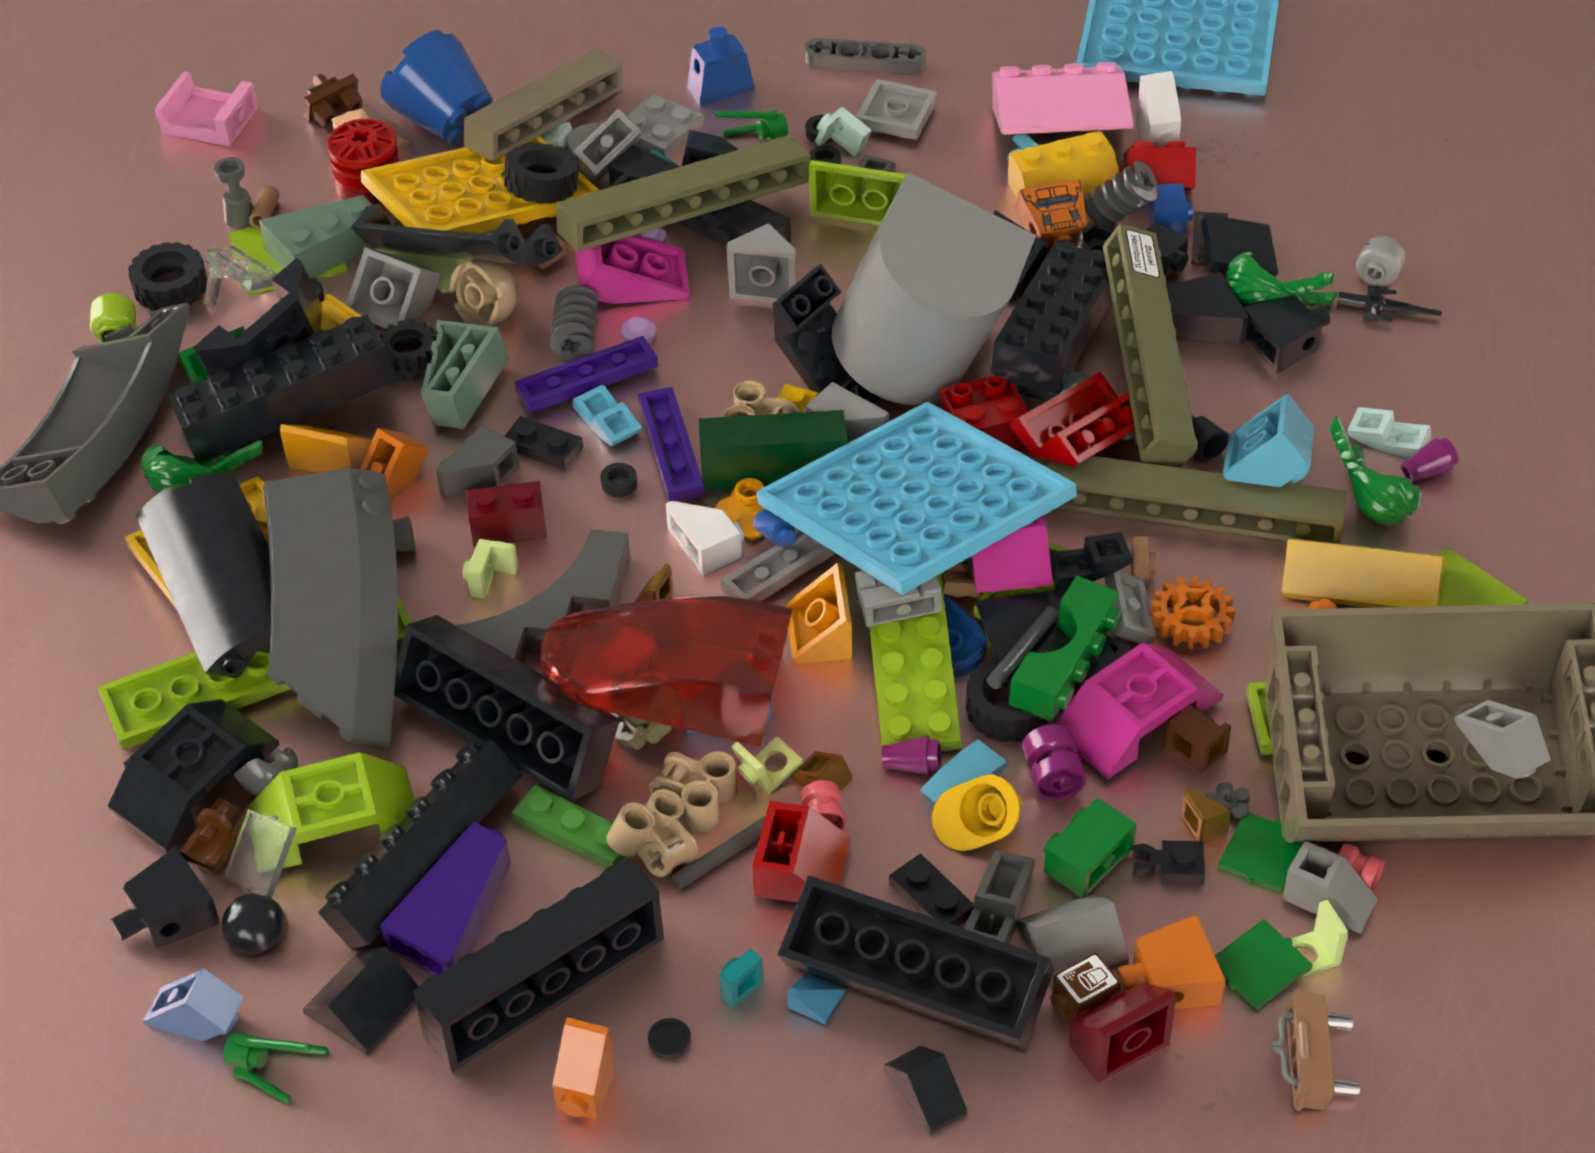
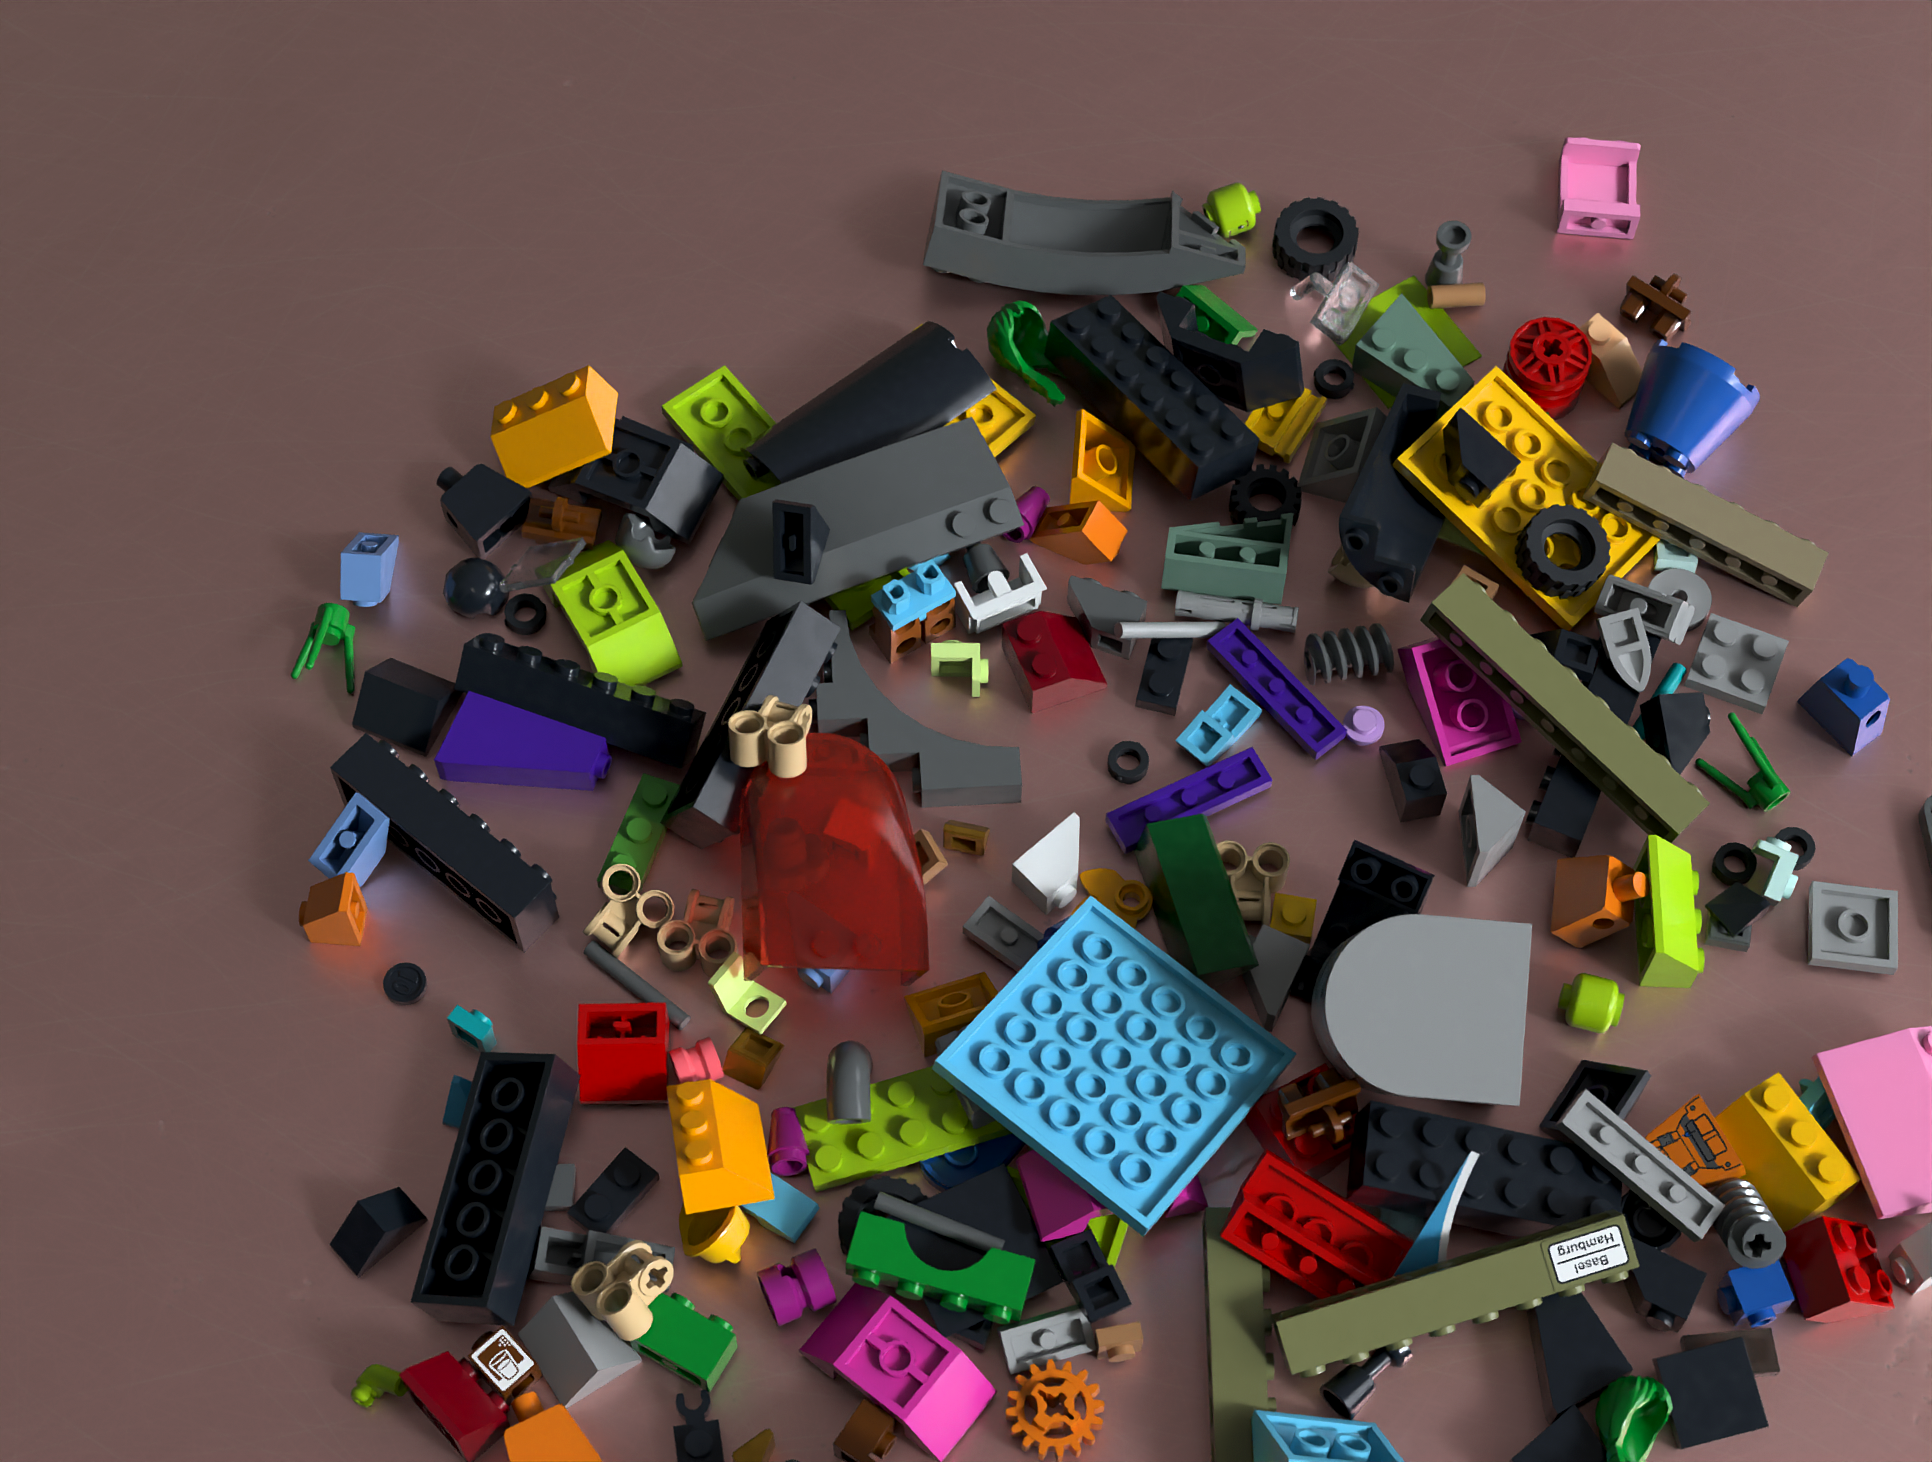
camera: 75 degrees right, 15 degrees up
(118, 808) = (555, 427): none -> light orange slope
(302, 901) = (522, 601): none -> black piece
(347, 612) = (797, 541): none -> black slope
(430, 574) = (910, 610): none -> hips
(435, 522) = (1002, 600): none -> white window
(446, 190) = (1475, 459): none -> black slope
(504, 385) = (1227, 610): none -> light grey pin
(512, 420) = (1128, 630): none -> light grey bar
(517, 1035) = (354, 841): none -> medium blue slope
(546, 652) = (771, 735): none -> tan piece
(635, 155) = (1627, 646): none -> light grey plate
(697, 307) = (1413, 779): none -> black slope
(838, 219) = (1594, 898): none -> orange torso
(867, 154) = (1737, 908): none -> black slope
(873, 685) = (848, 1084): none -> dark grey cylinder
(917, 796) = (718, 1147): none -> light orange slope
(983, 382) = (1322, 1111): none -> reddish brown hips
(1040, 863) = (624, 1288): none -> tan piece
(1077, 222) = (1640, 1166): none -> light grey plate
(1080, 1095) = (374, 1382): none -> lime arm
(1110, 361) = (1433, 1239): none -> dark azure sticker

